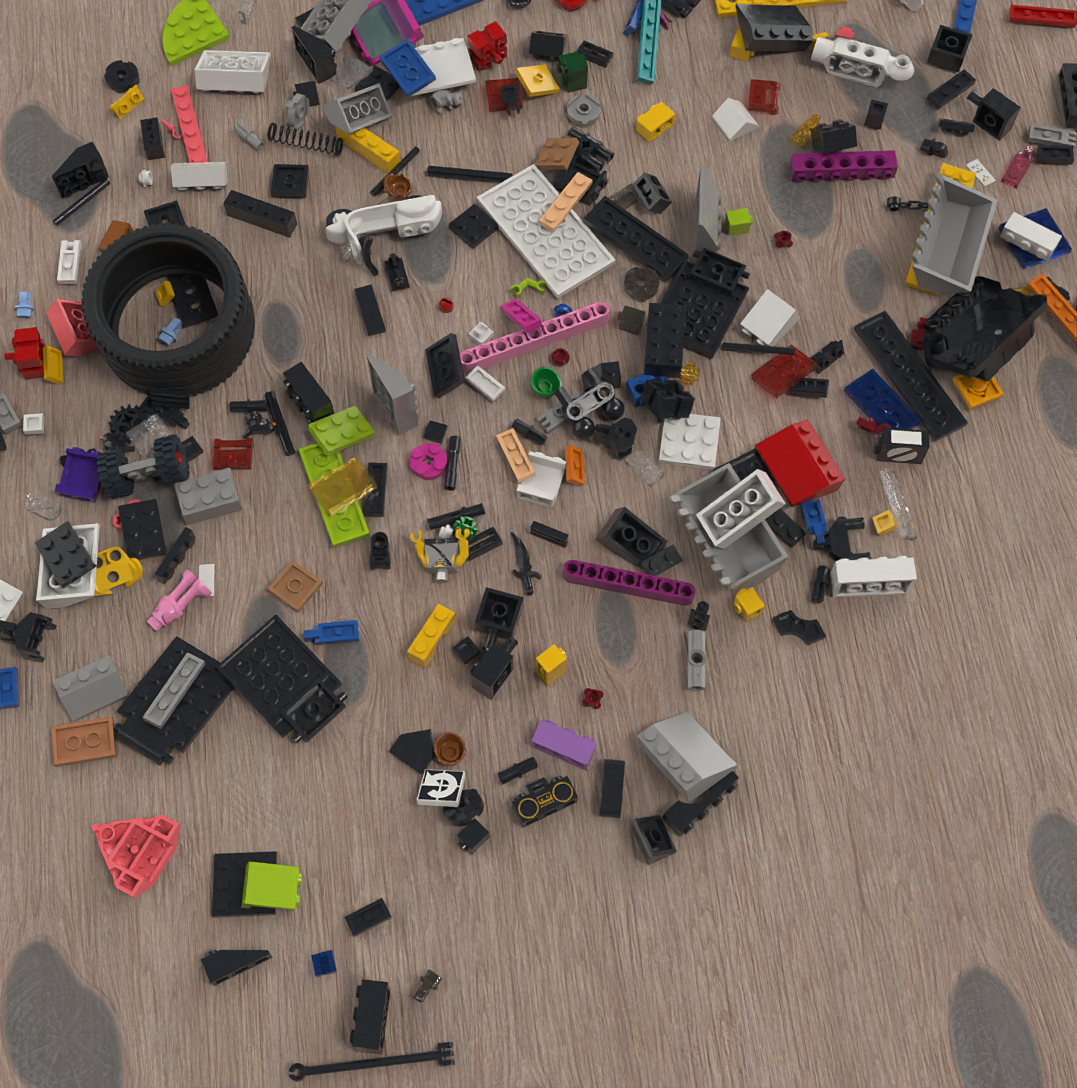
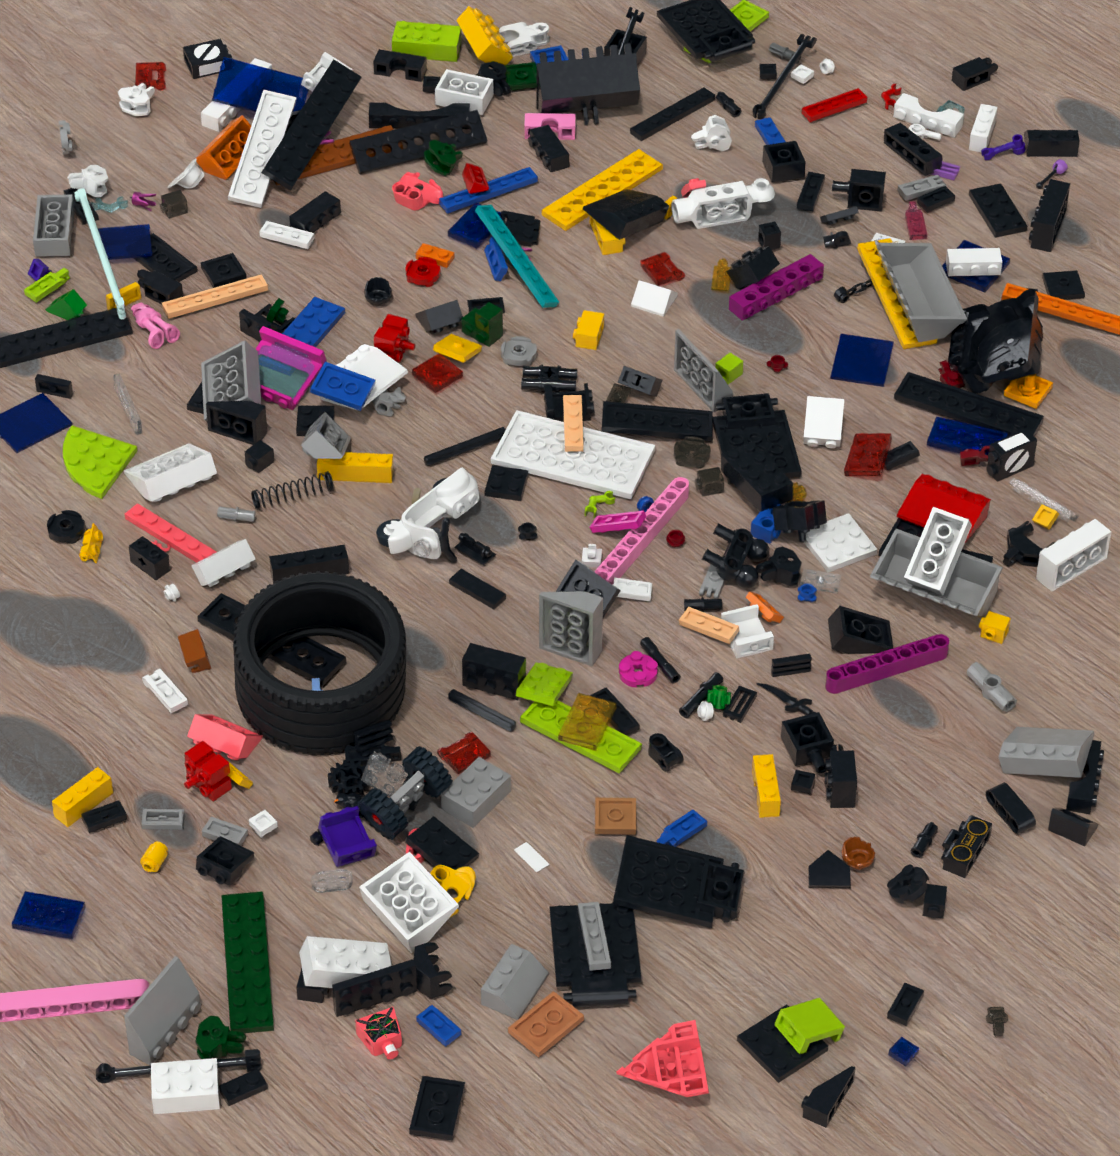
camera: 35 degrees left, 20 degrees down
(24, 308) = (158, 746): light blue piece -> none
(65, 554) = (403, 889): black plate -> none
(80, 170) = (113, 609): black slope -> none
(83, 200) = (127, 641): black bar -> none
(165, 293) = (281, 668): yellow tile -> none
(169, 609) = (525, 890): bright pink piece -> none
(175, 555) = (491, 850): black plate -> none
(248, 406) = (443, 711): black axle -> none
(257, 424) = (465, 719): black animal -> none
(290, 180) = (309, 529): black plate -> none
(296, 110) = (267, 470): light grey plate -> none
(352, 73) = (284, 419): clear hinge -> none
(370, 1016) = (978, 1059): black brick -> none
(377, 1062) = (1050, 1060): black hinge -> none
(396, 170) = (395, 477): black bar -> none
(397, 186) = (411, 481): dark orange hair -> none
(435, 432) = (623, 646): black tile -> none
(441, 788) = (878, 881): tile -> none
(442, 555) = (719, 724): torso -> none
(444, 306) = (540, 551): red hinge -> none
(451, 276) = (527, 531): none -> black plate
(510, 97) = (450, 368): black plate -> none
(545, 382) = (684, 560): green helmet -> none
(551, 664) = (884, 748): yellow brick -> none
(557, 153) = (532, 390): medium nougat plate -> none
(564, 744) = (944, 800): medium lavender brick -> none
(597, 694) = (935, 758): dark red plate -> none
(607, 372) = (730, 521): black slope -> none
(622, 468) = (807, 593): none -> blue plate
(661, 561) = (899, 634): black plate -> none
(699, 618) = (969, 651): black hinge -> none
(758, 348) = (831, 449): black bar -> none
(807, 630) = (1040, 625): black tile -> none
(815, 519) = (991, 541): blue hinge -> none
(820, 584) = (1036, 584): black axle -> none
(830, 354) = (891, 424): black hinge -> none
(859, 276) = (862, 360): none -> clear blue piece

